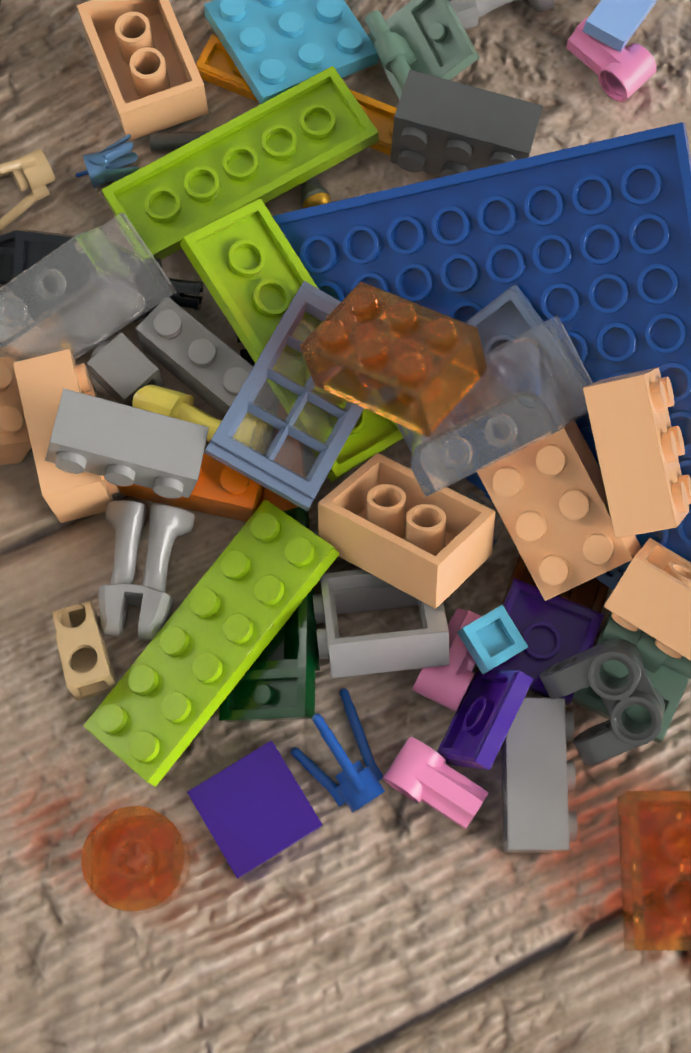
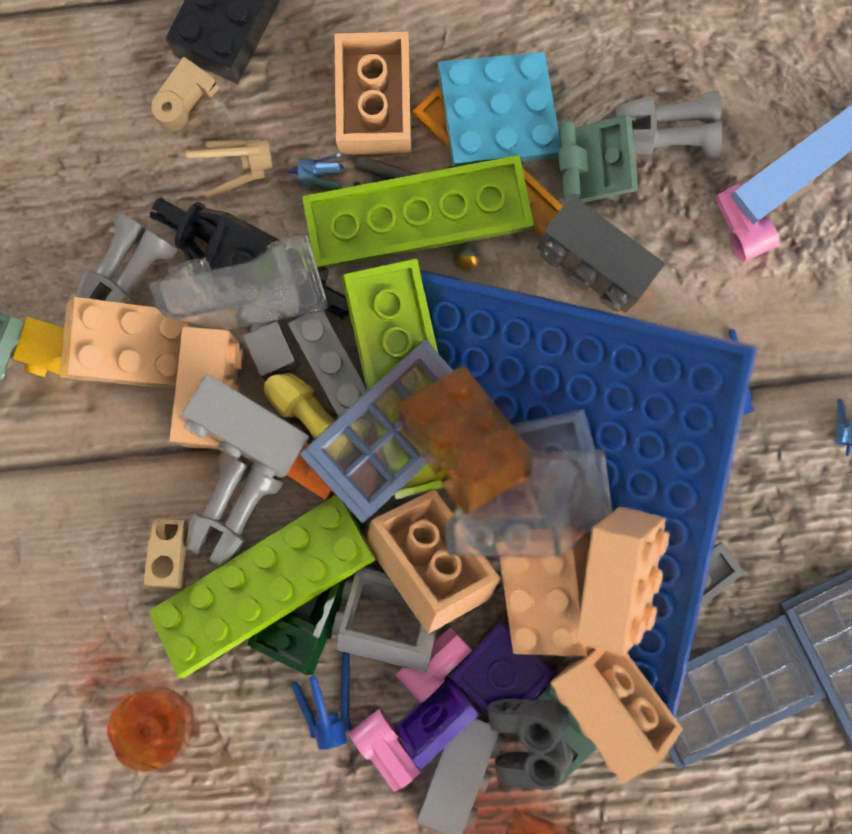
camera: 25 degrees right, 10 degrees up
(254, 809) = (250, 717): dark purple tile -> none
(492, 639) = (464, 667): medium azure plate -> none

